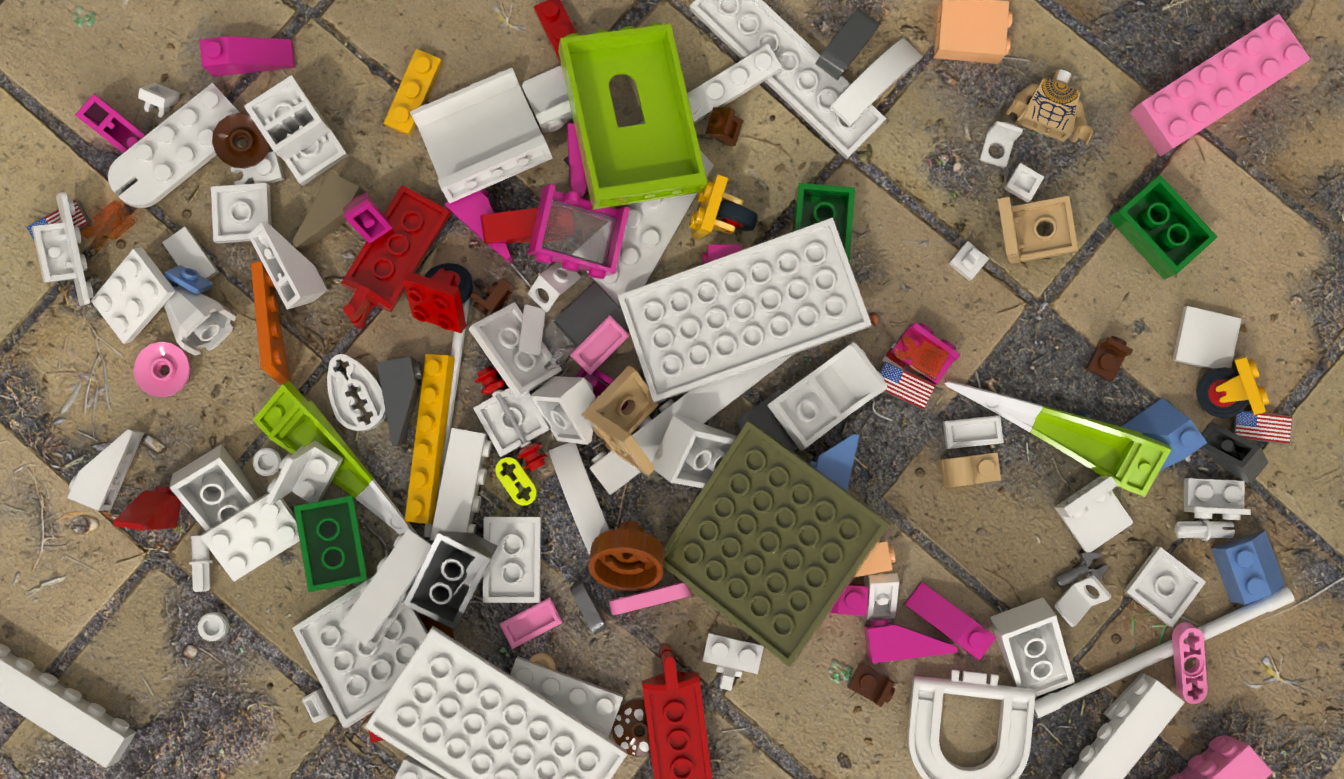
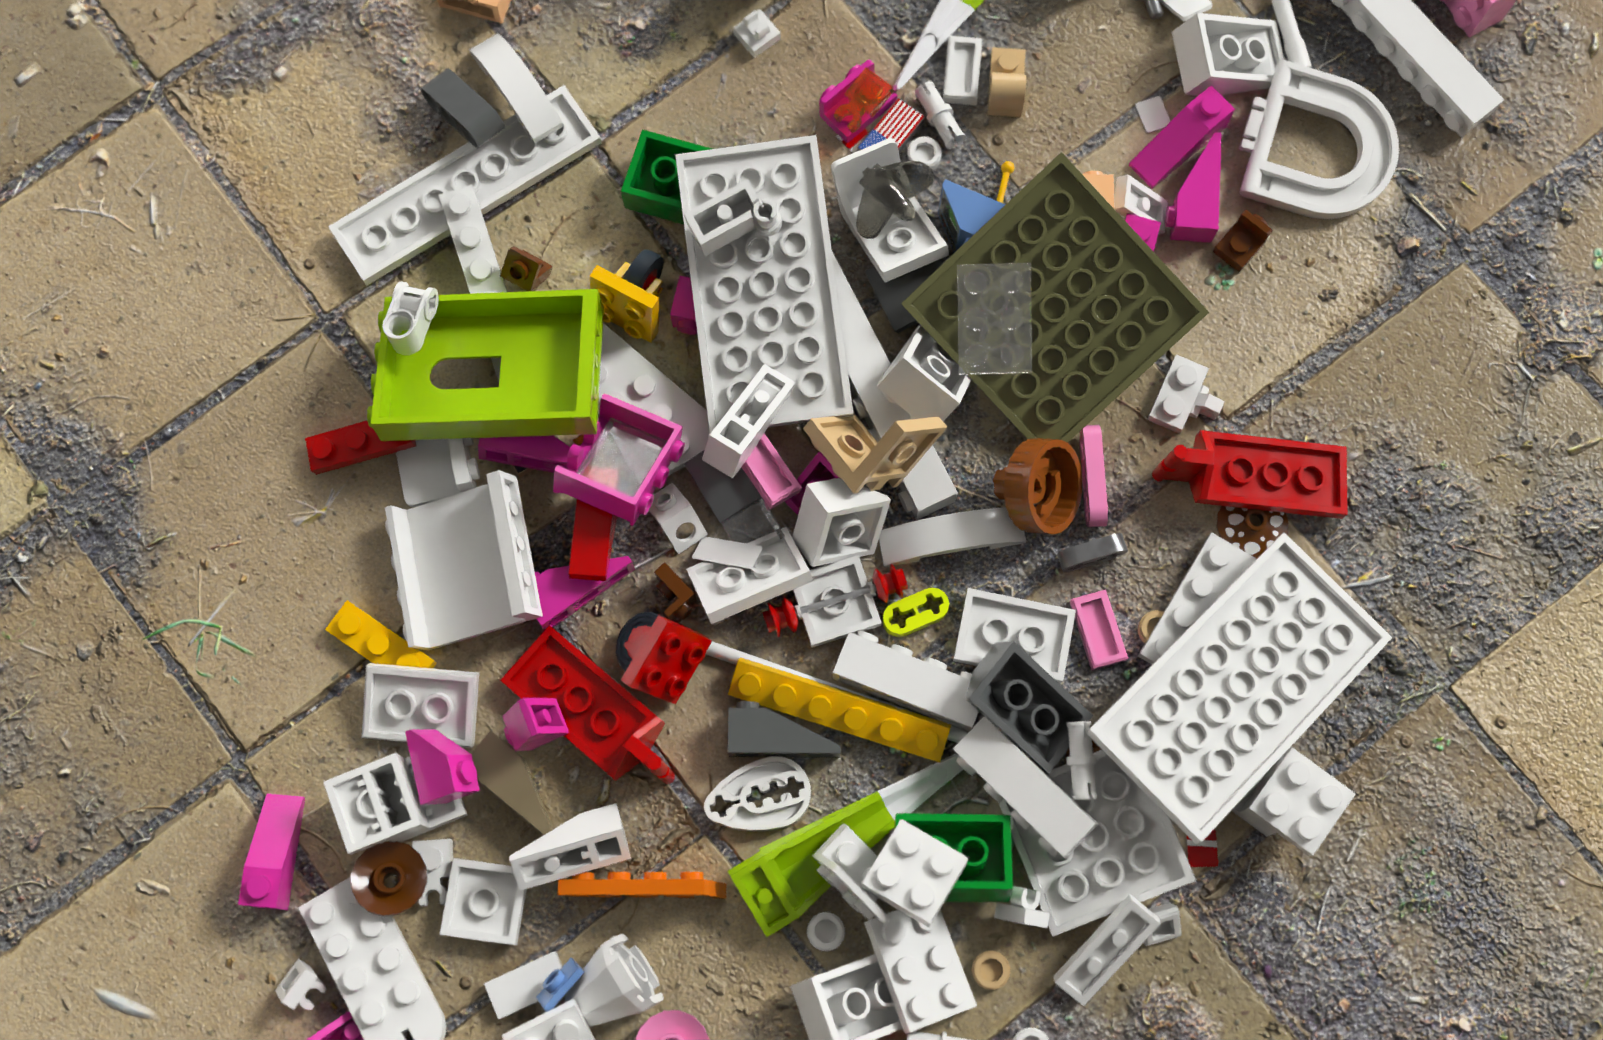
camera: 75 degrees left, 10 degrees down
(262, 587) = (990, 970): none -> tan tile
(287, 669) = (1106, 950): none -> white plate
(304, 603) = (1023, 907): none -> white tile
(305, 517) = (914, 873): none -> white plate
(323, 156) = (440, 767): none -> dark pink slope
(372, 131) = (419, 698): none -> white tile
(416, 626) = (1081, 760): none -> white pin
(628, 322) = (747, 421): none -> white slope
(655, 45) = (411, 311): none -> white piece
(747, 496) = (994, 318): none -> clear plate
(783, 272) = (731, 217): none -> white hinge
(840, 393) = (888, 193): none -> clear smoke piece
(892, 415) = (926, 151): none -> white tile
(894, 484) = (1007, 168): none -> yellow hinge
(928, 421) = (940, 115): none -> white pin
(969, 594) = (1153, 114): none -> white sticker

